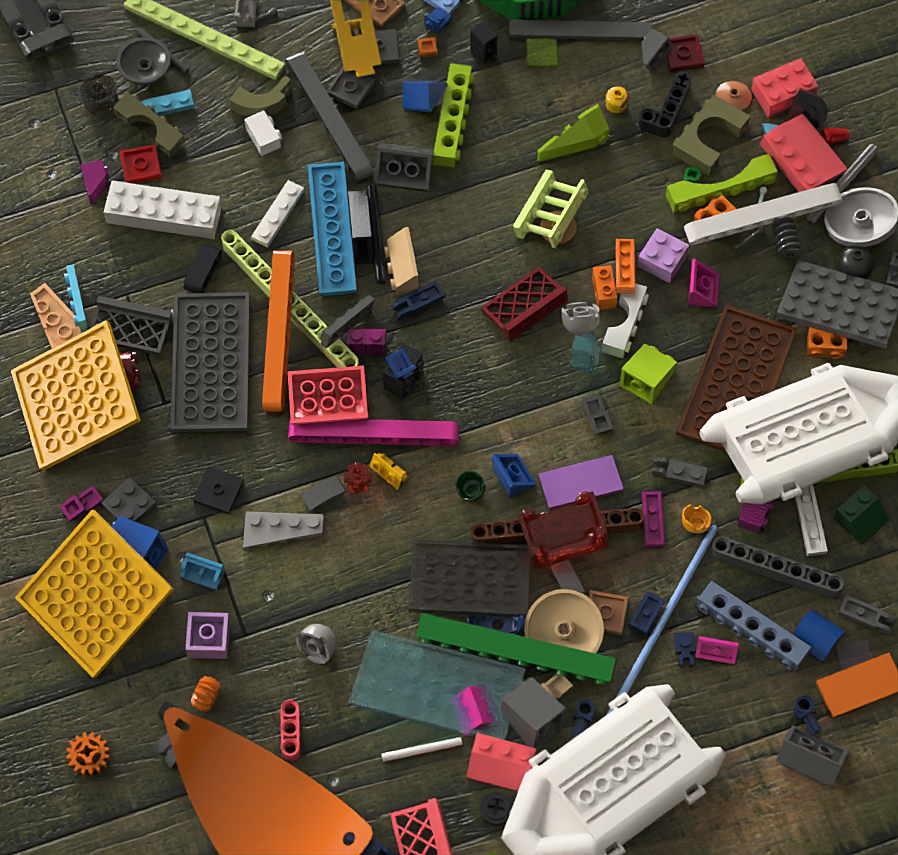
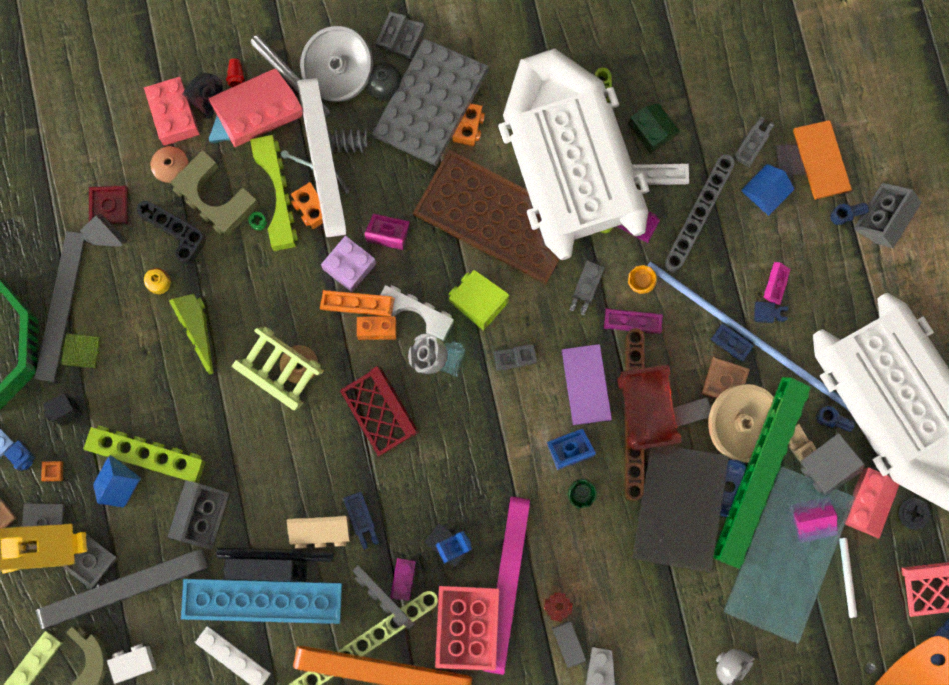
camera: 85 degrees left, 15 degrees up
(382, 465) = (544, 581): yellow hinge -> none
(748, 616) = (788, 210): sand blue brick -> none

